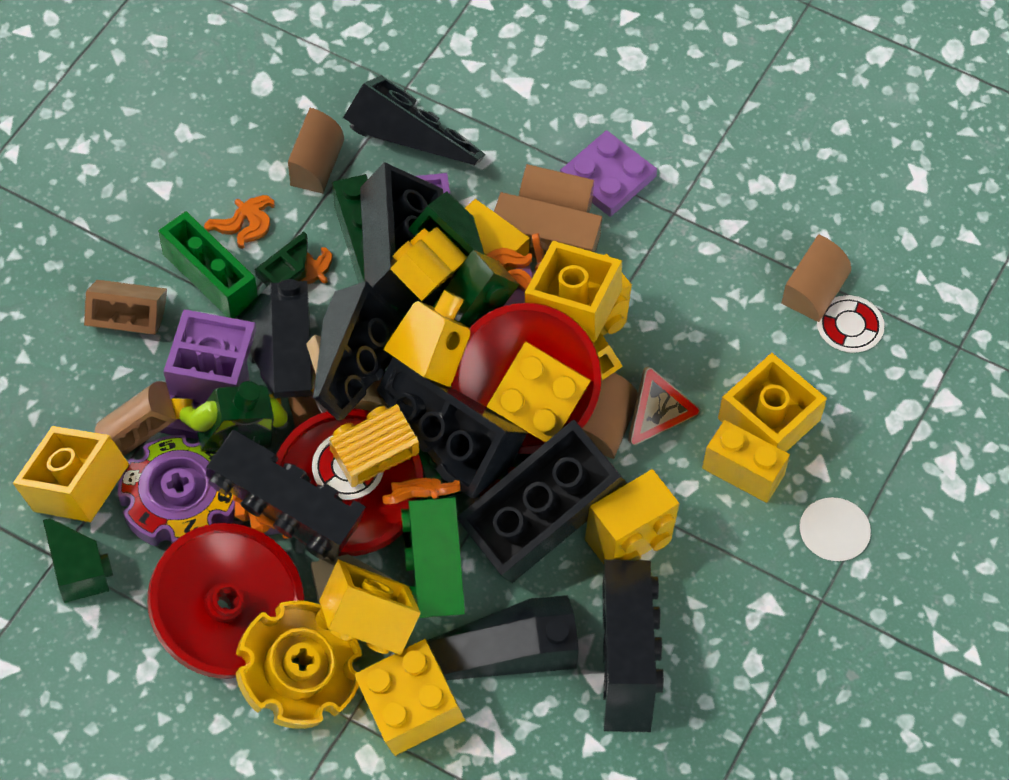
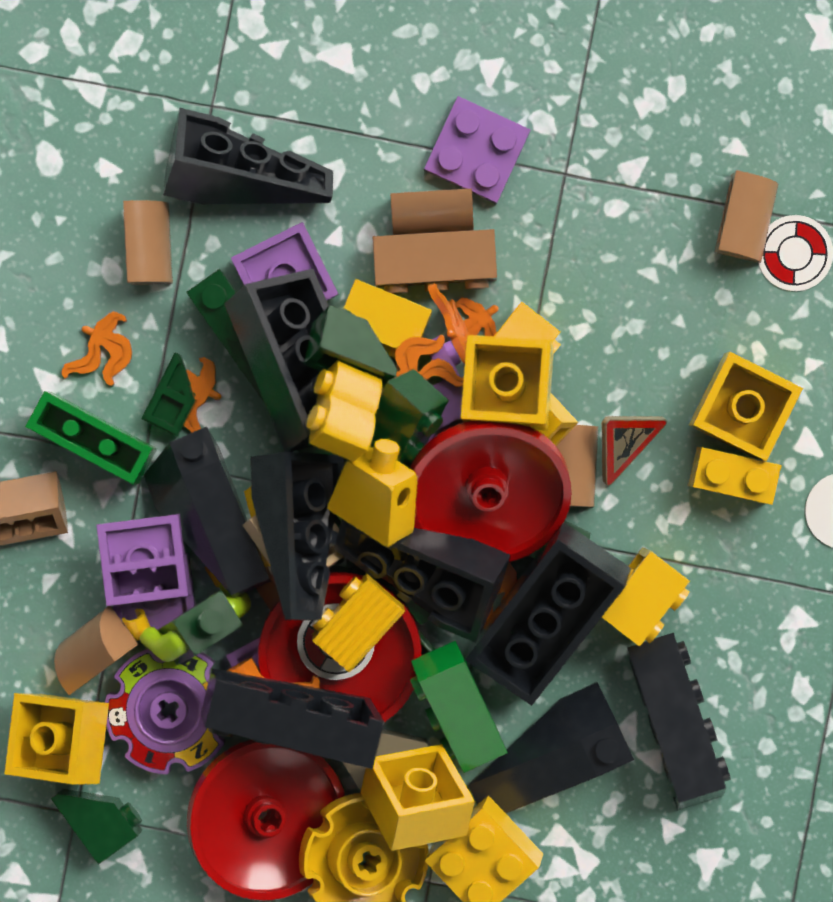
camera: 15 degrees left, 30 degrees up
(420, 488) = (428, 643): orange piece -> none
(538, 393) = (508, 510): yellow plate -> none

